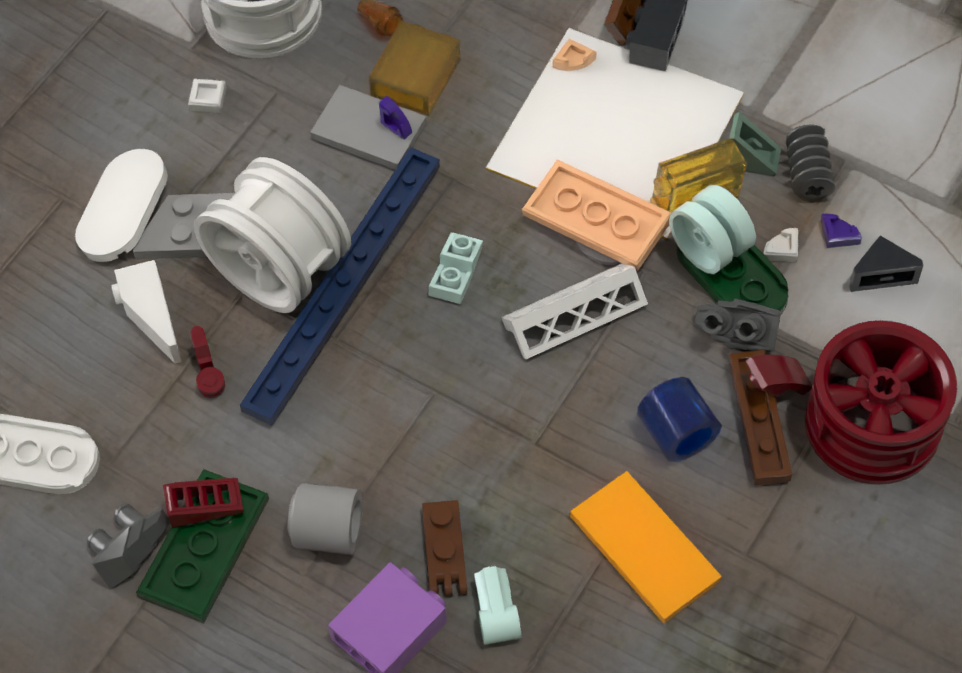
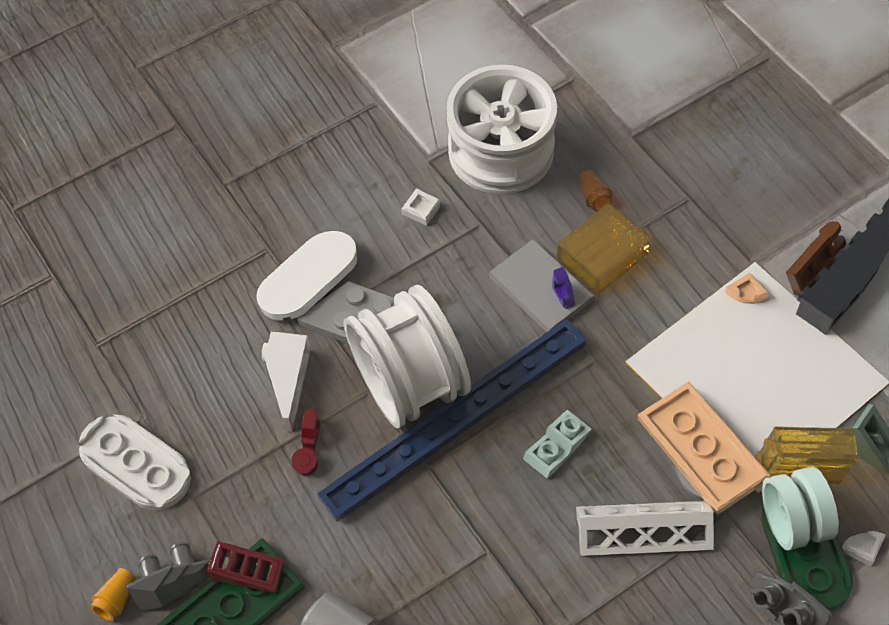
camera: 25 degrees right, 0 degrees up
(76, 584) = (112, 595): none -> light orange cone

